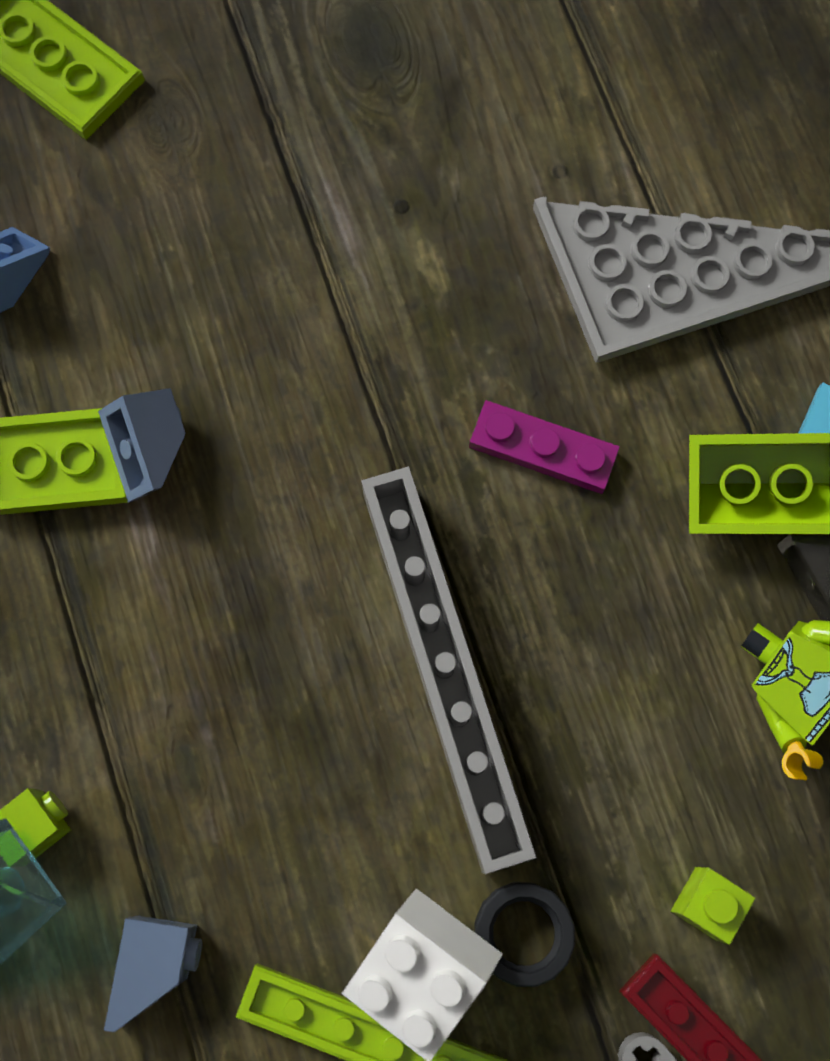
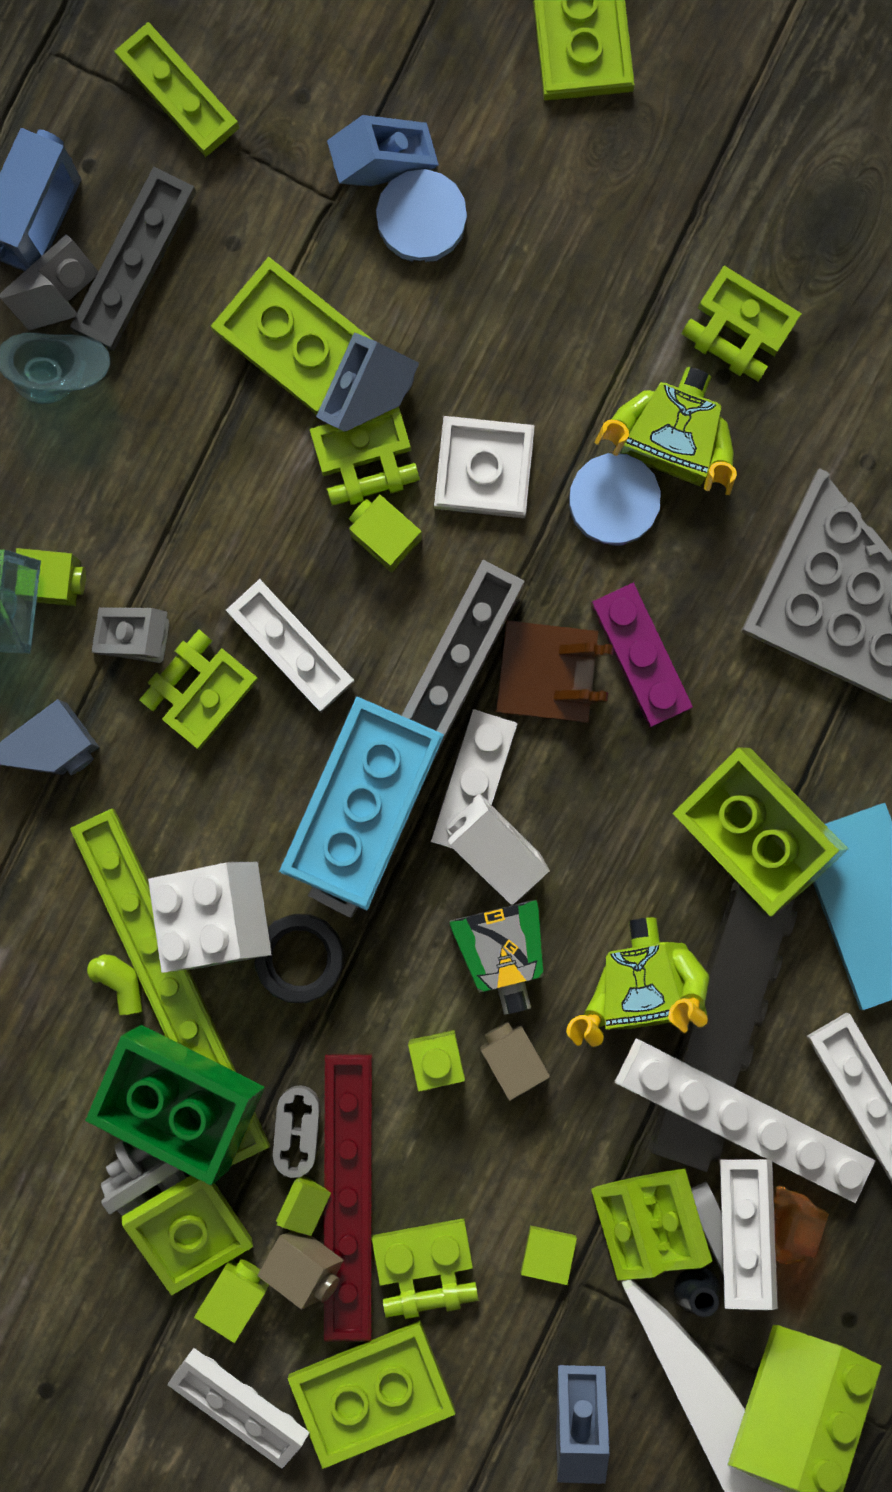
camera: 45 degrees right, 10 degrees up
(70, 291) = (421, 215): none -> light blue tile
(137, 806) = (131, 633): none -> light grey slope
(187, 483) = (366, 443): none -> lime plate
(250, 797) = (210, 696): none -> lime plate
(264, 537) = (384, 532): none -> lime brick
(274, 692) = (290, 645): none -> white plate
(292, 423) = (484, 467): none -> white tile
(376, 145) = (748, 312): none -> lime plate
(411, 267) = (676, 432): none -> lime torso
(411, 356) = (614, 499): none -> light blue tile
(456, 757) = (361, 803): none -> medium azure tile
(491, 521) = (549, 671): none -> reddish brown plate
(518, 660) = (476, 768): none -> white plate
(590, 691) = (496, 850): none -> white hinge
(672, 765) = (503, 951): none -> torso
(768, 842) = (513, 1059): none -> dark tan brick

